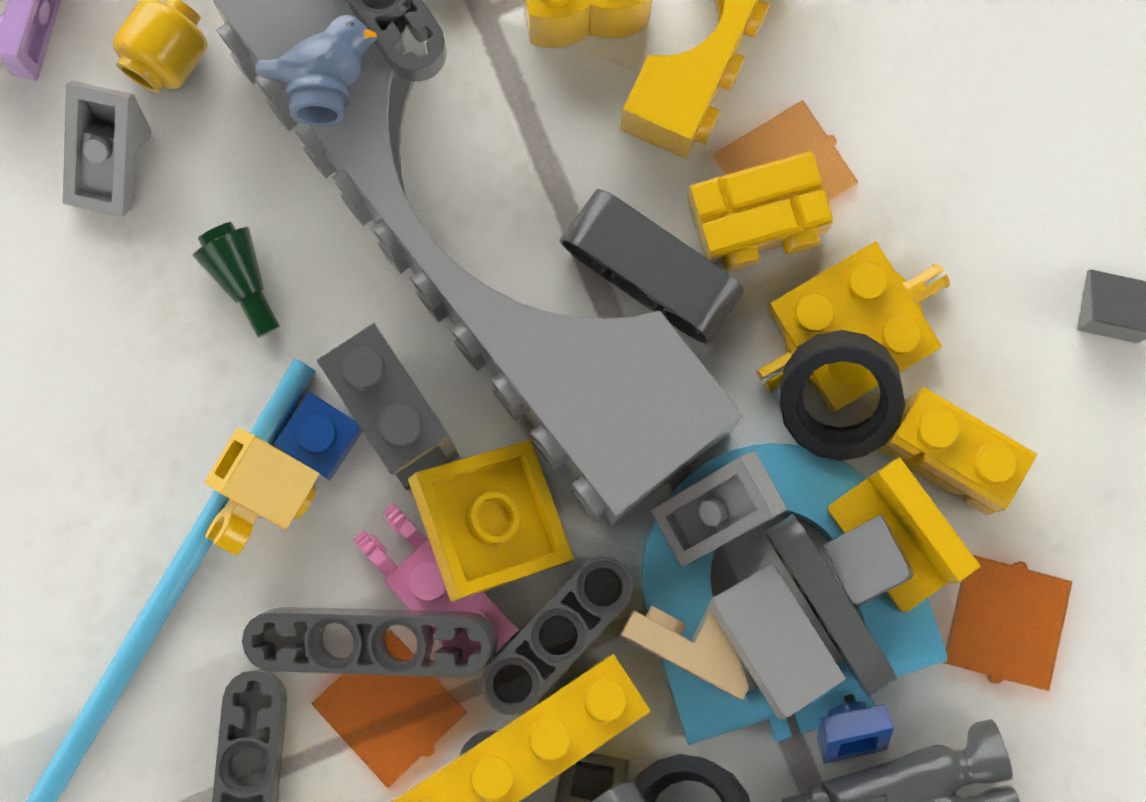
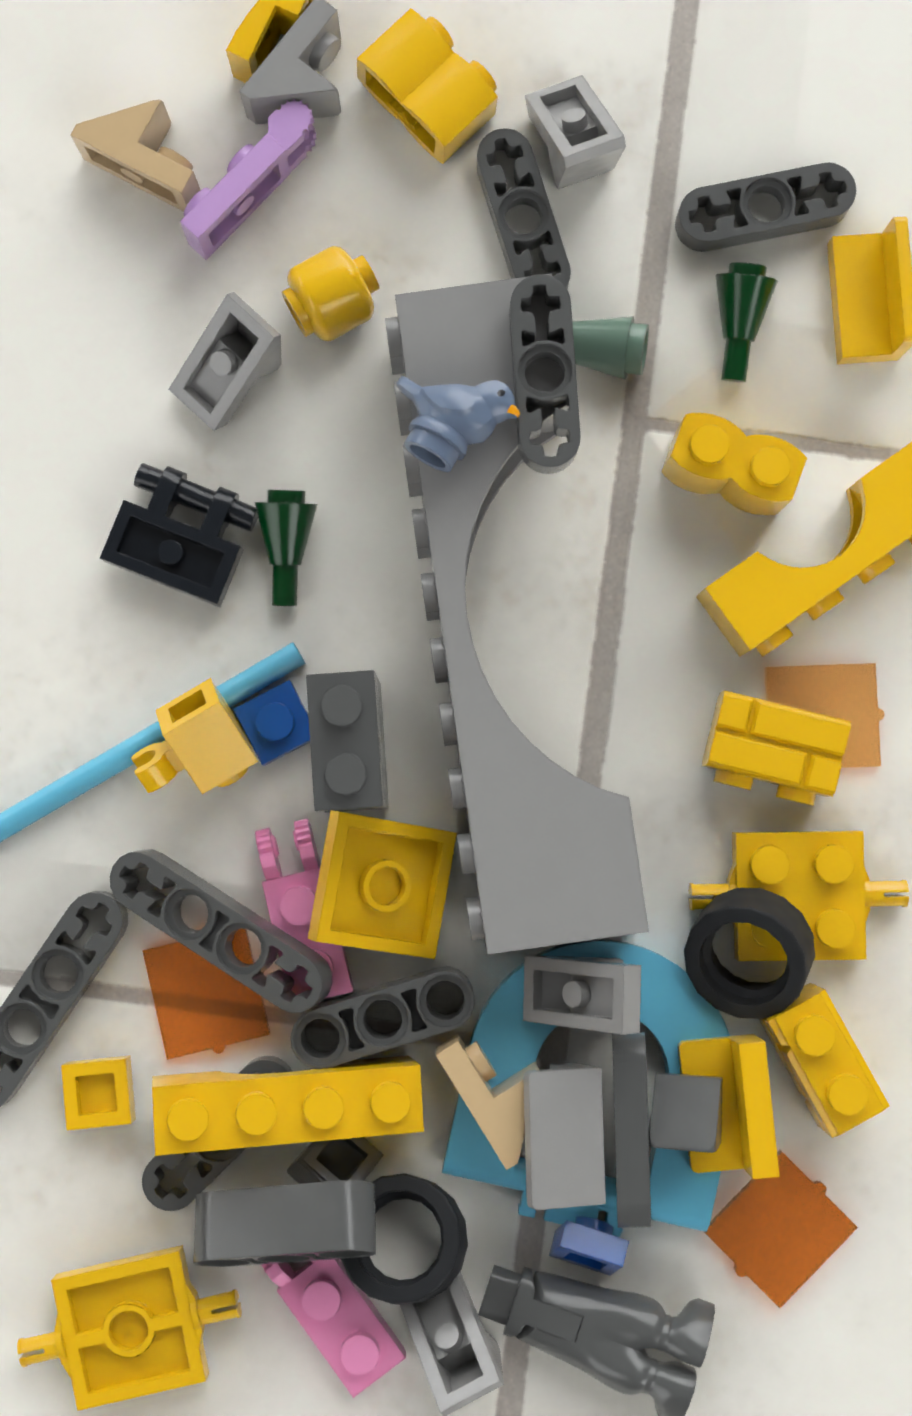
camera: 30 degrees right, 5 degrees up
(147, 338) = (172, 551): none -> black plate
(652, 265) = (651, 739): dark grey beam -> none

